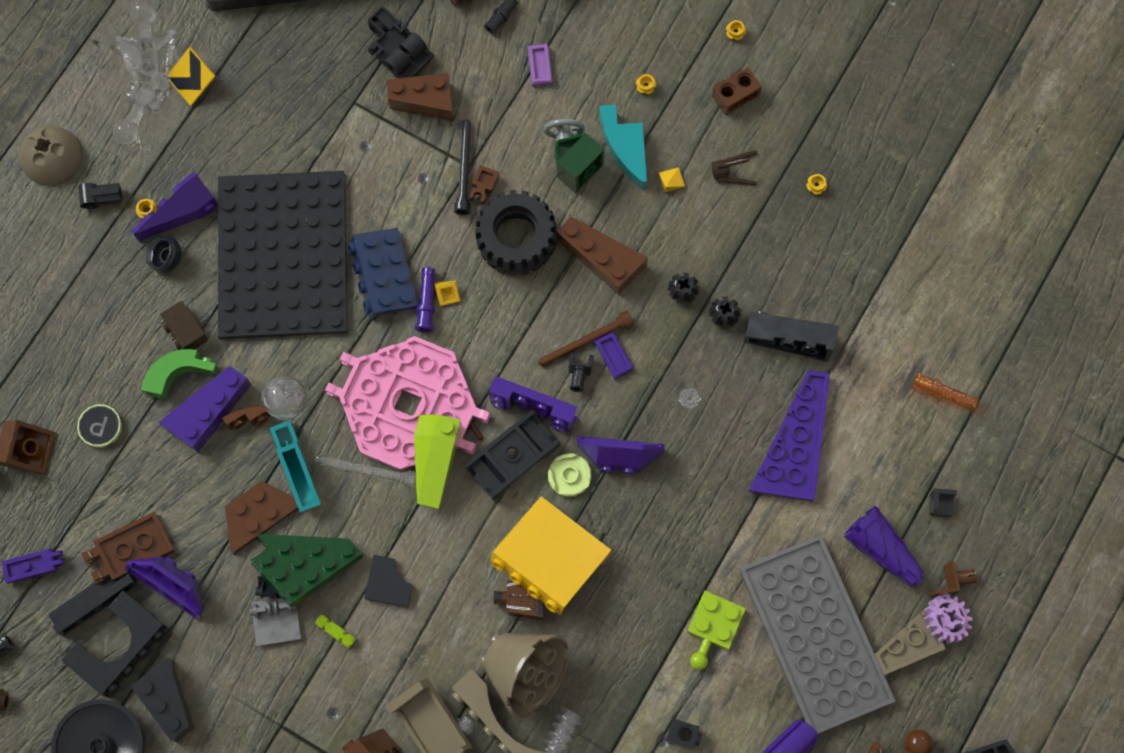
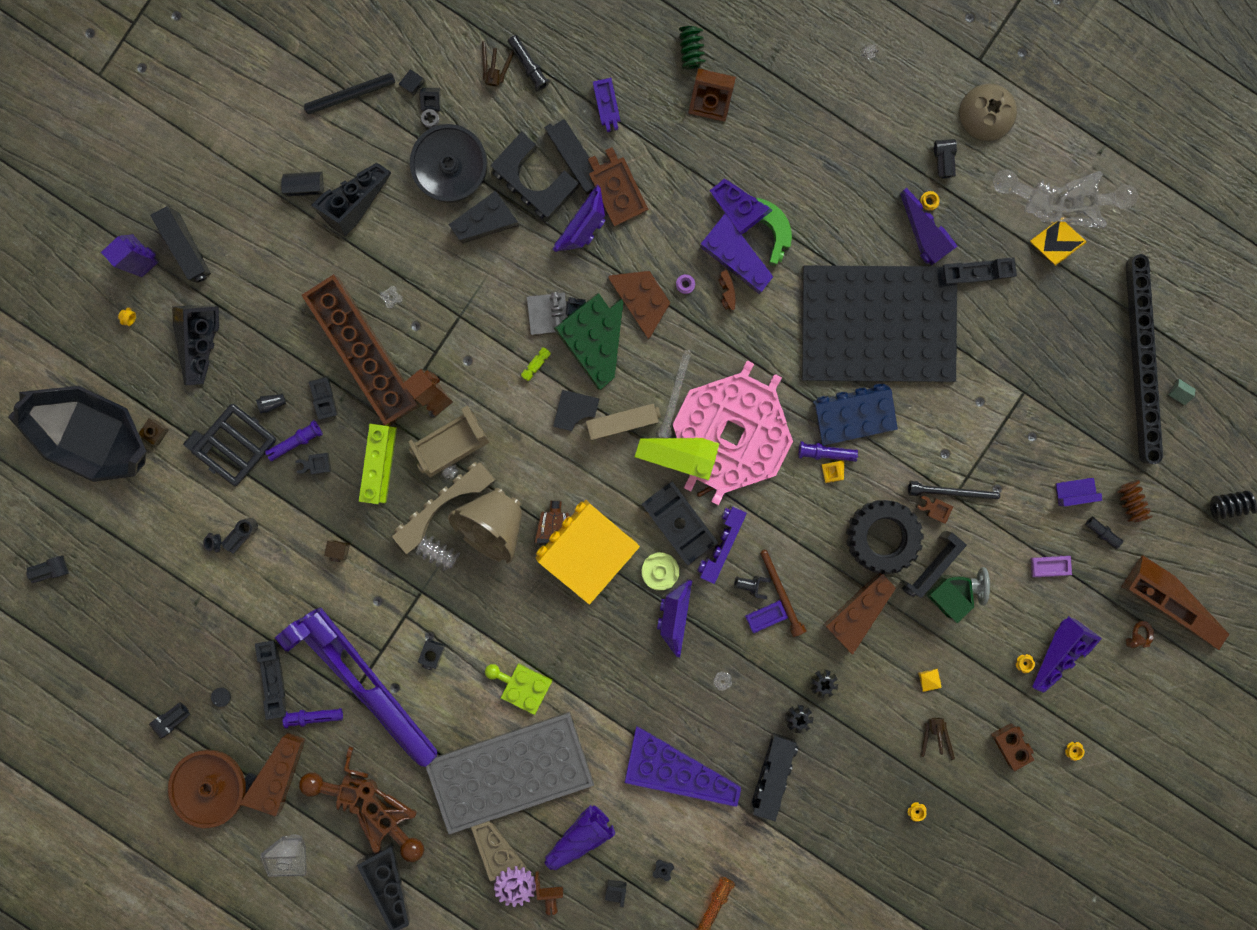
camera: 90 degrees right, 15 degrees up
(99, 426) = (728, 160): black tile -> none
(152, 405) = (739, 206): none -> dark purple wing
(163, 254) = (883, 217): black hat -> none
(183, 326) = (814, 234): dark brown brick -> none
(223, 152) = (979, 271): none -> black slope
(238, 459) = (689, 279): none -> medium lavender plate
(284, 397) = (742, 324): clear cylinder -> none
(295, 465) = (681, 332): teal slope -> none
(397, 47) = (1074, 435): black plate -> none
(399, 525) = (623, 421): none -> dark tan slope
(422, 95) = (1025, 457): reddish brown wedge -> none
(459, 43) = (1077, 492): none -> dark purple panel
(525, 161) = (937, 566): none -> black panel
(620, 41) = (1068, 644): none -> dark purple wedge
(625, 144) = (965, 641): teal slope -> none
(915, 456) = (663, 865): none -> black plate

